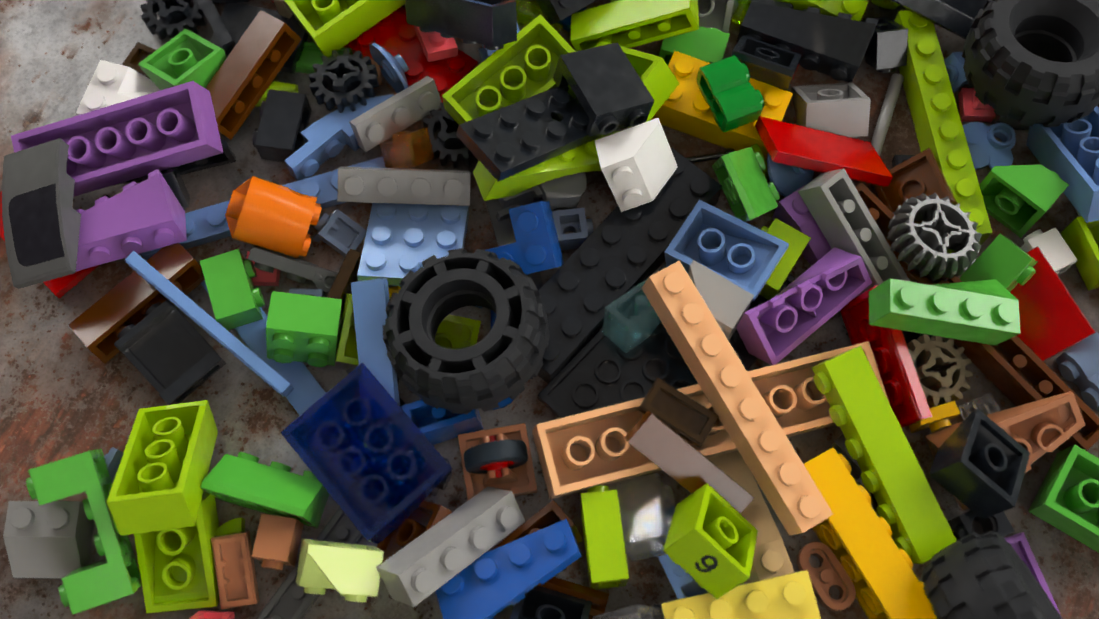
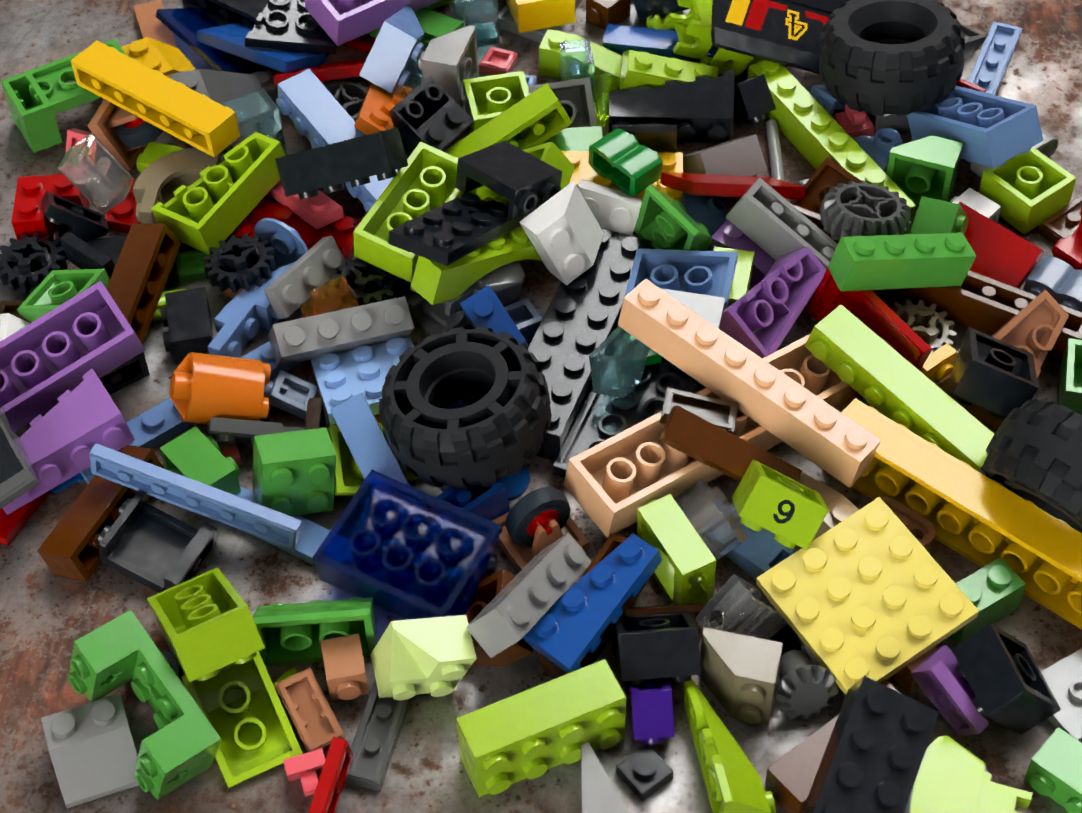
camera: 20 degrees left, 20 degrees down
(694, 134) = (611, 207): none -> white brick

